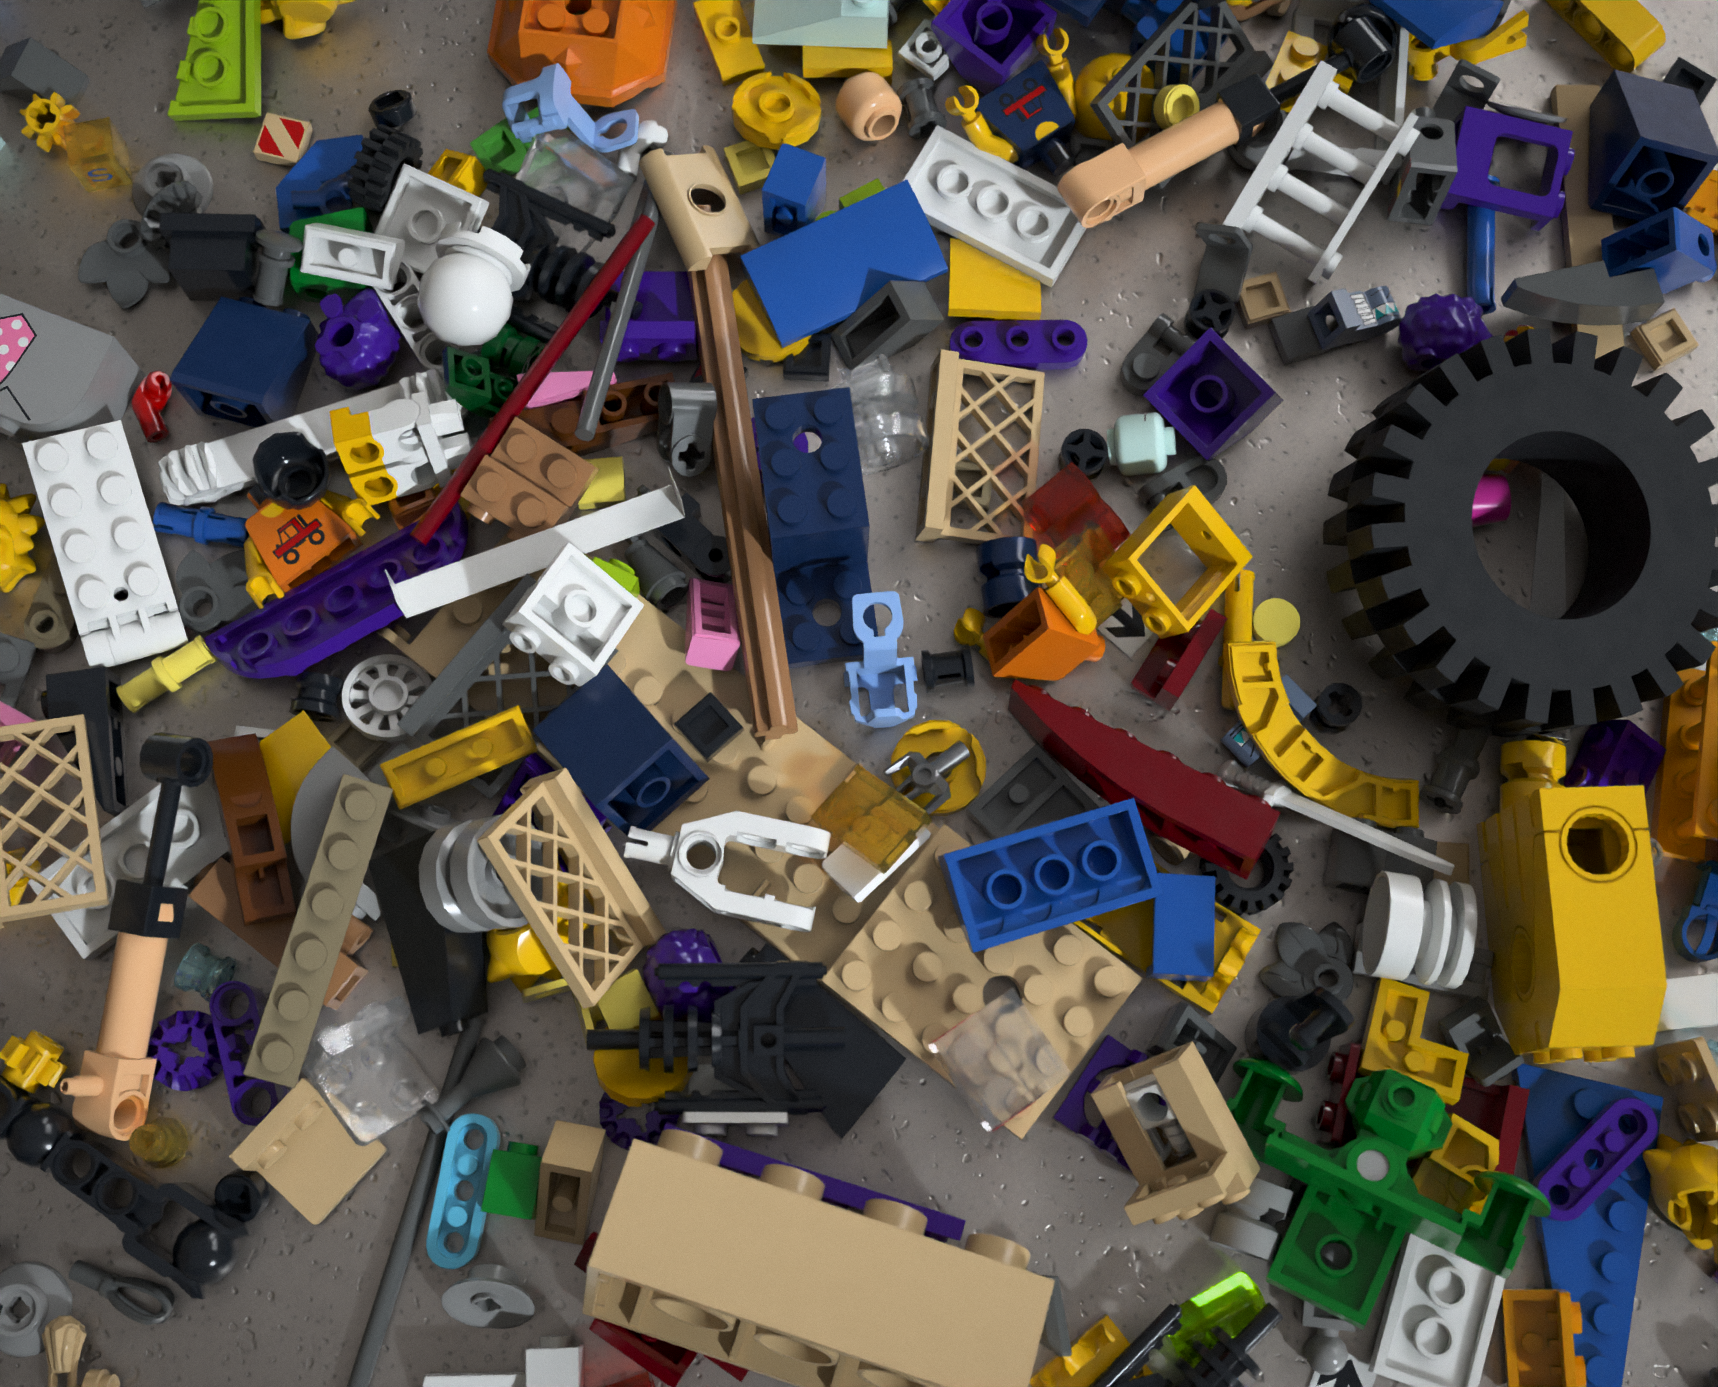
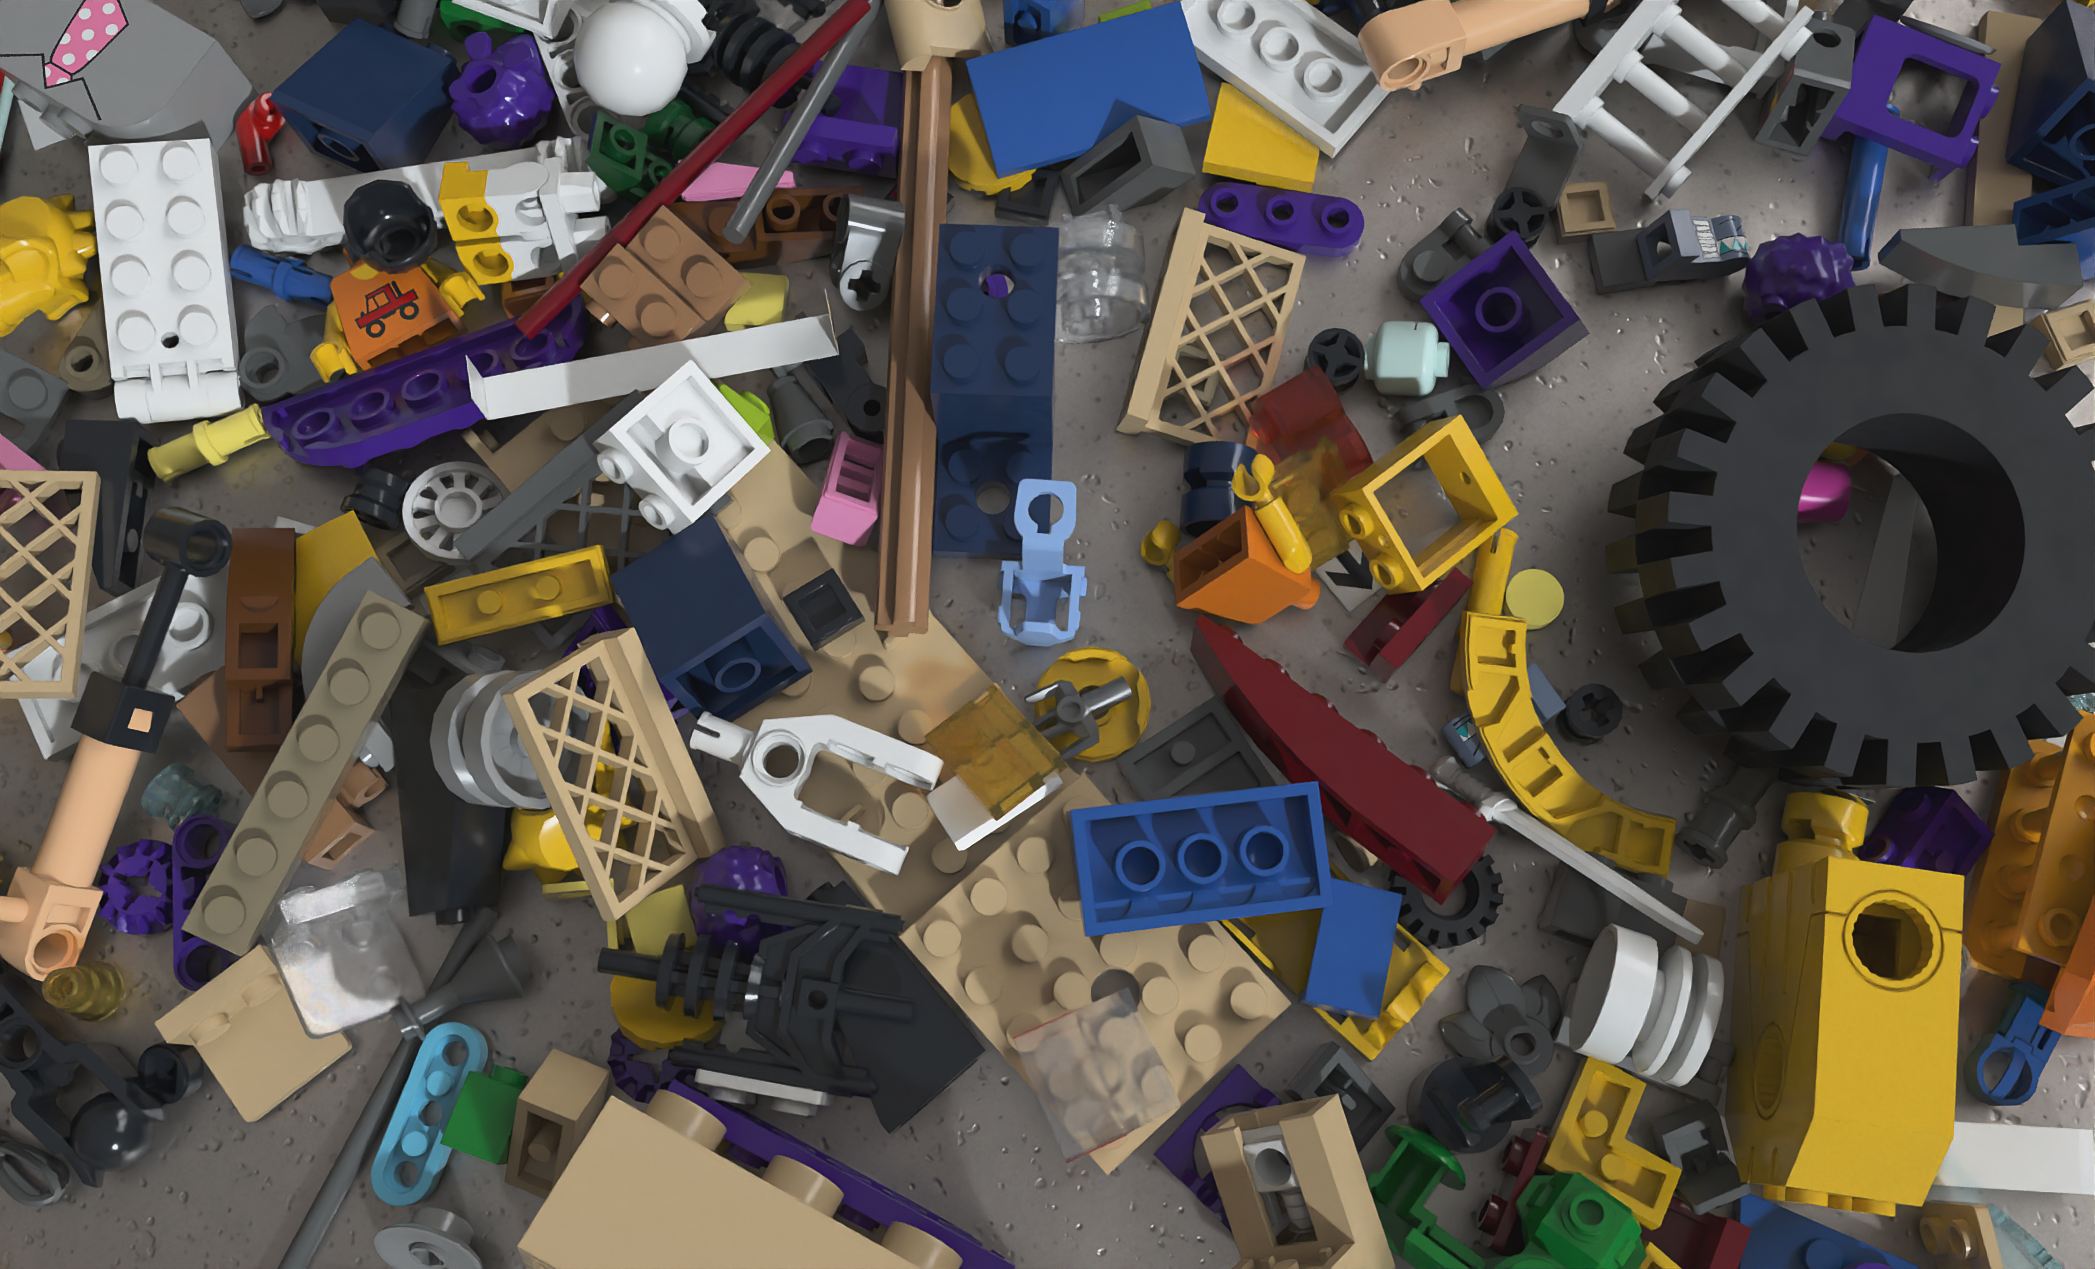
camera: 15 degrees right, 0 degrees up
(947, 668) = (1124, 587): black bush -> none

